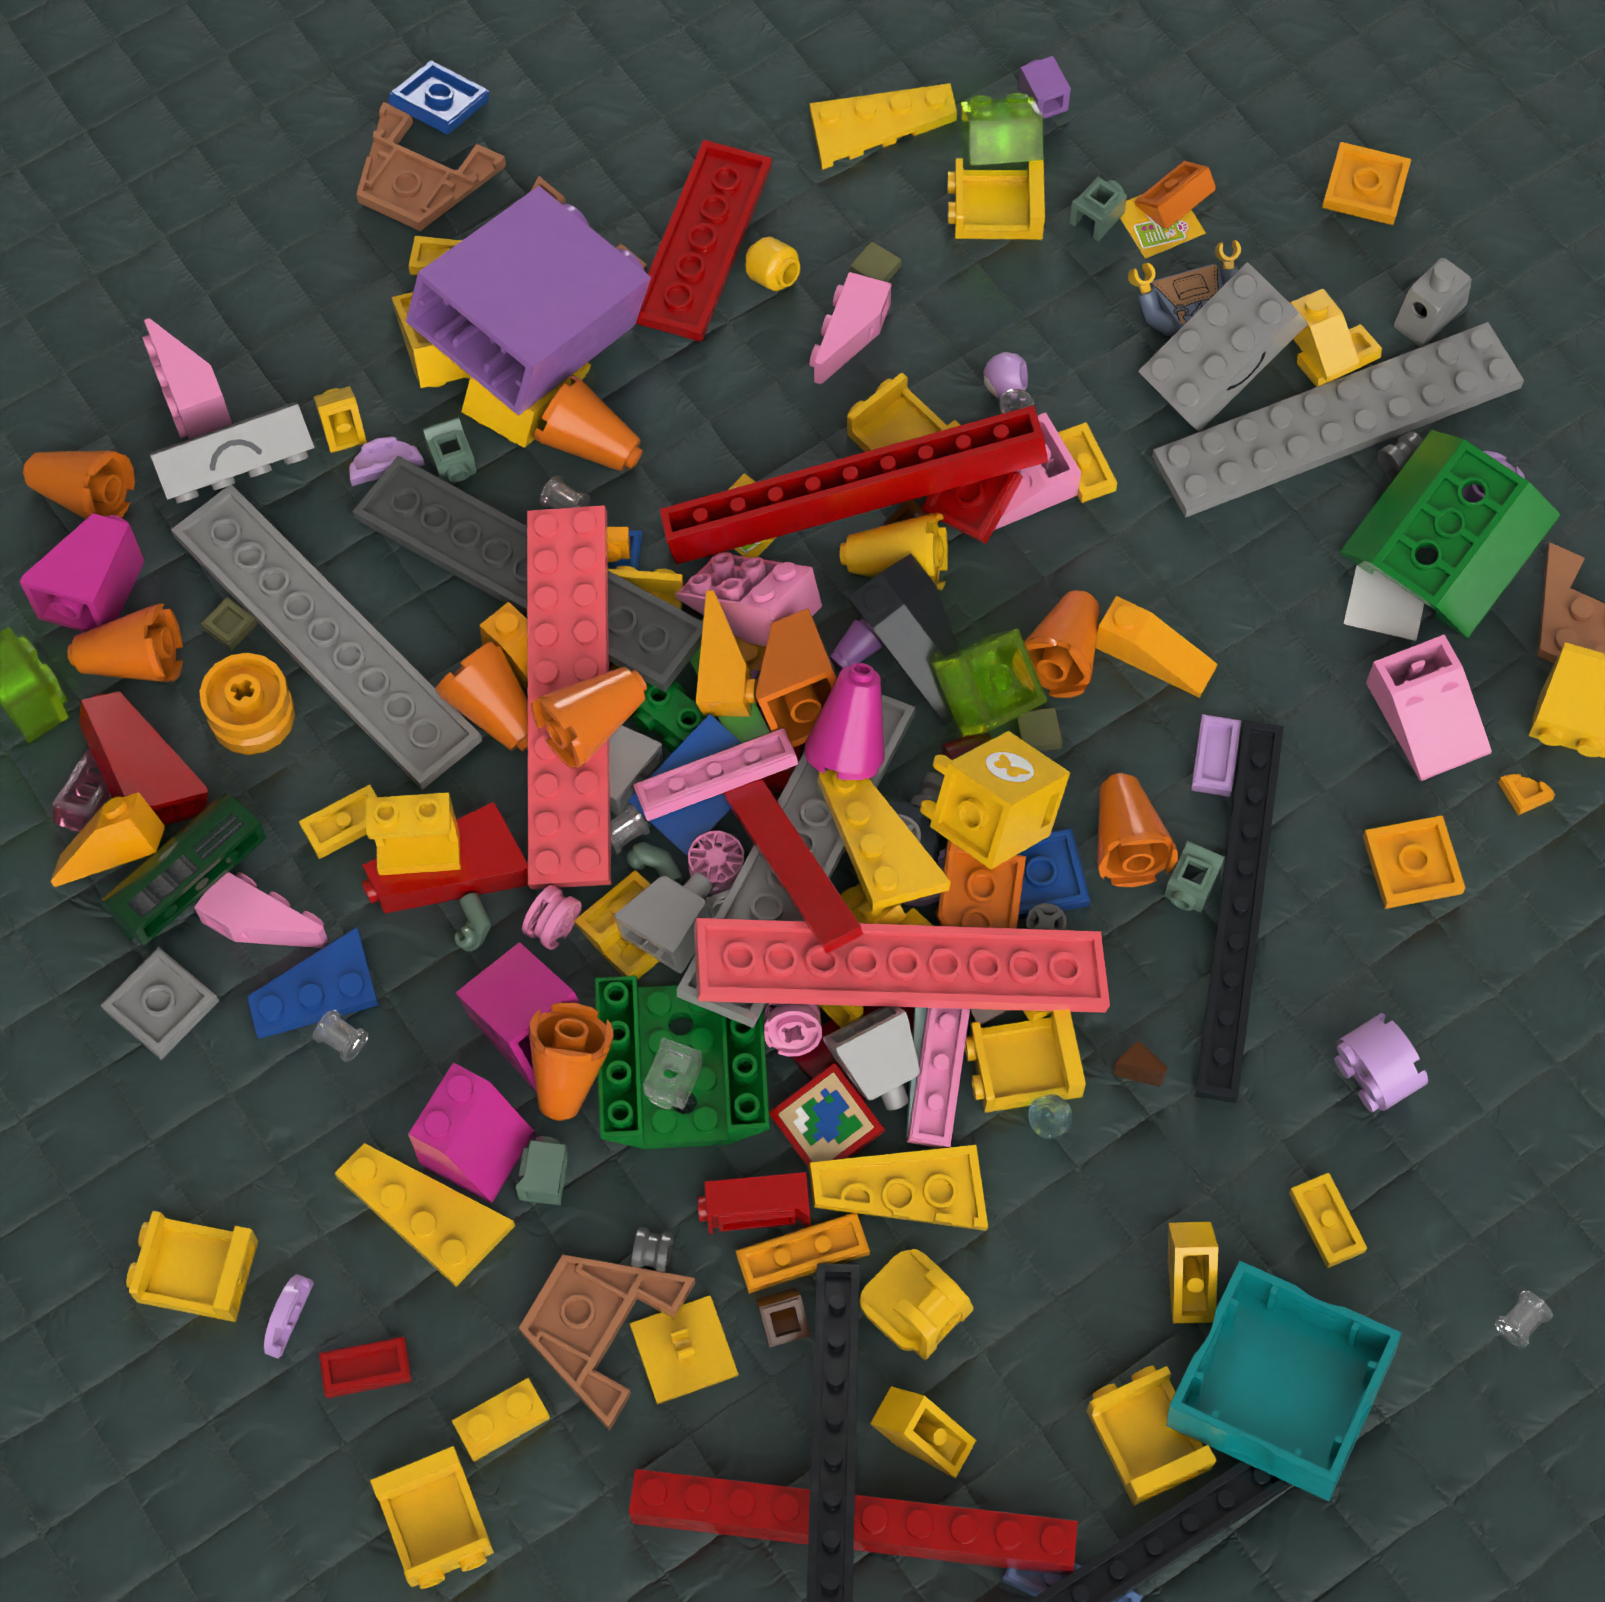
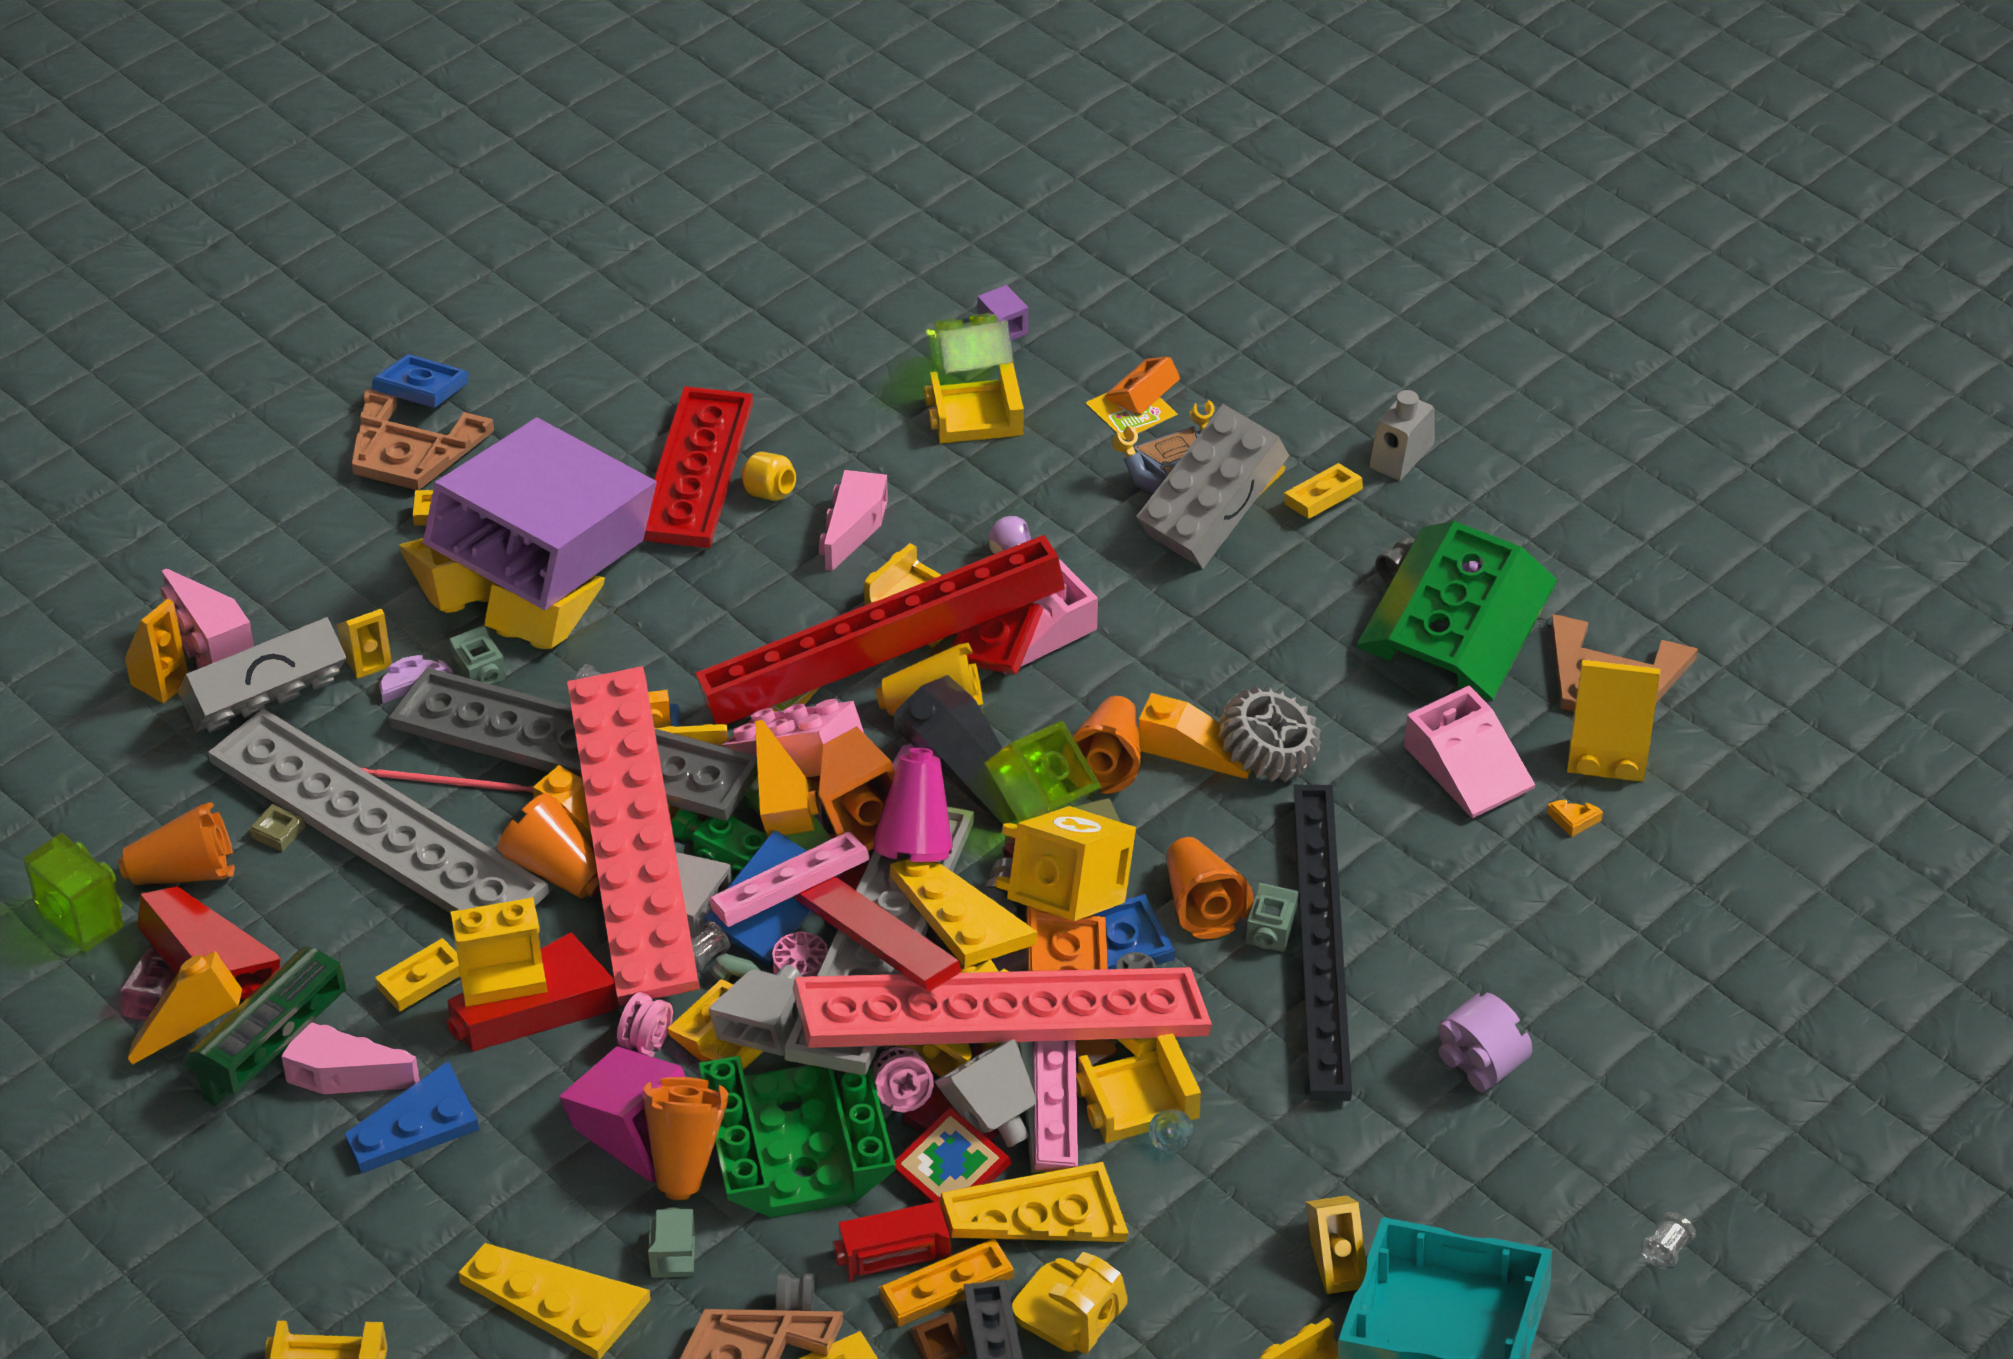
camera: 10 degrees left, 20 degrees down
(82, 480) = (113, 721): orange cone -> none
(86, 575) = (127, 793): dark pink slope -> none
(134, 414) = (157, 655): none -> light orange slope
(159, 1003) = (254, 1153): light grey tile -> none
(247, 703) = (308, 884): light orange wheel -> none
(340, 1035) = (446, 1154): clear bush -> none
(404, 590) = (449, 780): none -> coral piece
(470, 1134) = (593, 1211): dark pink slope -> none
(477, 923) = (569, 1045): sand green arm -> none
(588, 428) = (612, 622): orange cone -> none
(588, 713) = (654, 831): orange cone -> none
(672, 1091) = (791, 1134): clear brick -> none
(862, 122) = (834, 360): yellow wing -> none
(876, 263) = (870, 463): olive tile -> none
(1096, 474) = (1112, 608): yellow plate -> none
(1102, 203) = (1074, 392): sand green window -> none
(1141, 1066) = (1252, 1078): reddish brown slope -> none
(1216, 755) = (1272, 821): lavender tile -> none
(1219, 666) = (1269, 733): none -> light grey gear
(1326, 337) = (1308, 471): yellow slope -> none
(1327, 1220) = (1461, 1184): yellow plate -> none
(1336, 419) = (1328, 543): light grey plate -> none
(1366, 183) = (1320, 356): light orange plate -> none
(1383, 606) = (1407, 681): white sticker -> none
(1413, 862) = (1480, 881): light orange plate -> none

